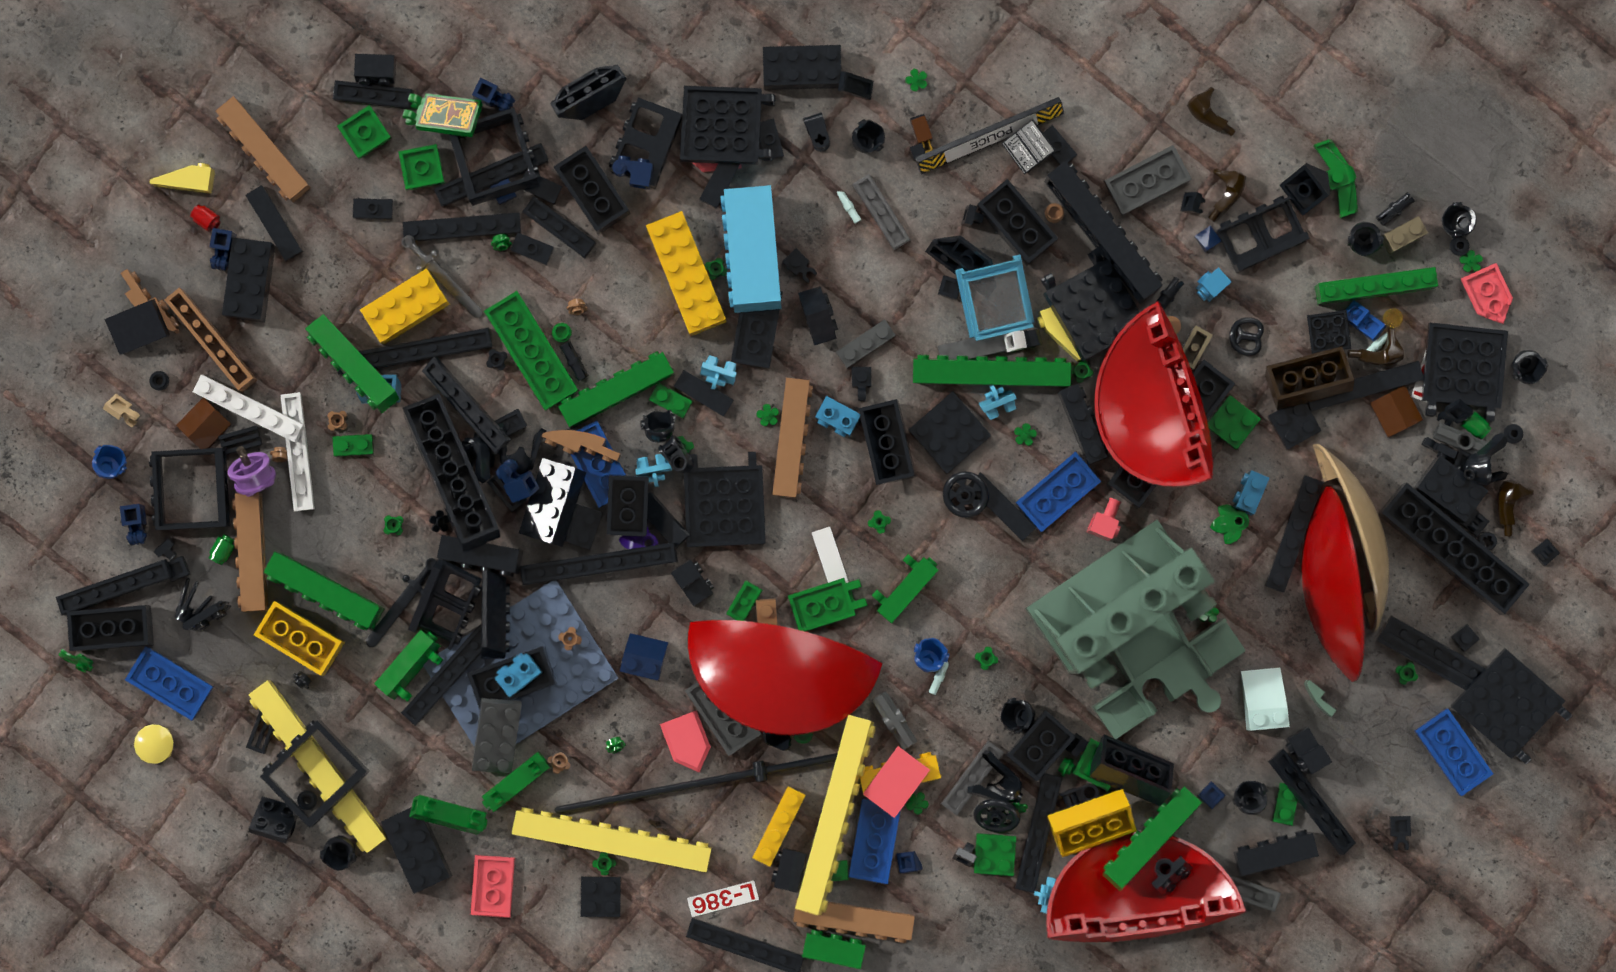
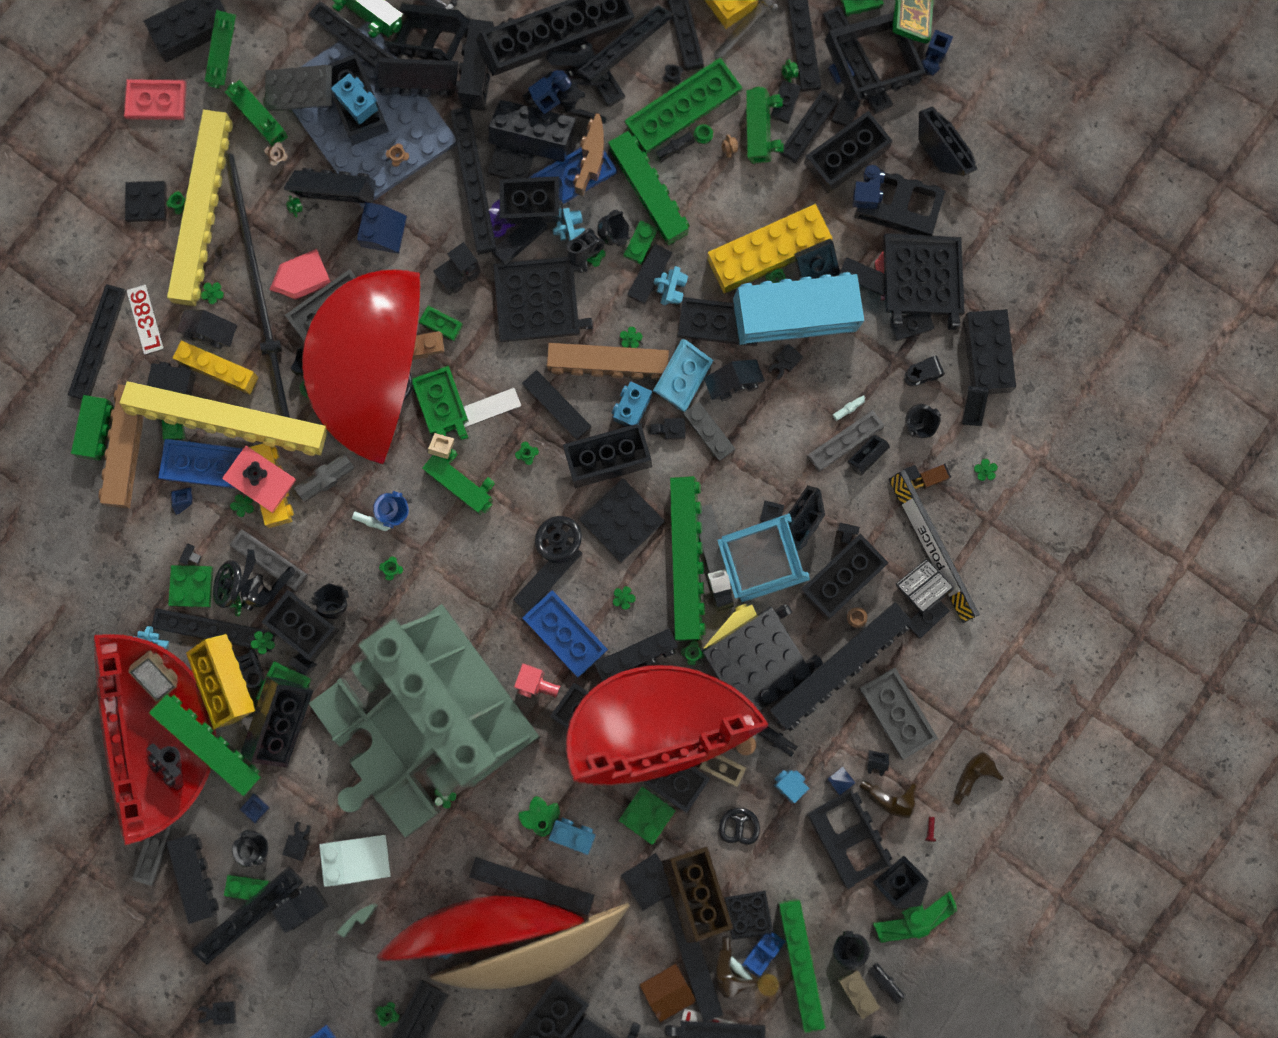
camera: 85 degrees right, 5 degrees down
(557, 276) = (758, 125): none -> green brick
(600, 705) = (330, 186): none -> black slope
(699, 830) = (212, 292): none -> green plant
(705, 227) = (818, 260): none -> black plate
(740, 834) = (208, 327): none -> black brick
(810, 365) = (683, 375): none -> medium azure tile
(832, 491) = (556, 405): none -> black tile
(872, 603) = (441, 446): none -> tan plate
(892, 789) = (254, 467): none -> black plate
(897, 191) = (868, 454): none -> black brick
(996, 398) = (659, 566): medium azure hips -> none
(1053, 783) = (263, 642): none -> green plant
(1066, 767) = (280, 655): green plate -> none
(1085, 885) = (153, 675): none -> brick
(1246, 756) = (296, 845): none -> black plate
(1264, 159) = (931, 824): none -> dark red piece

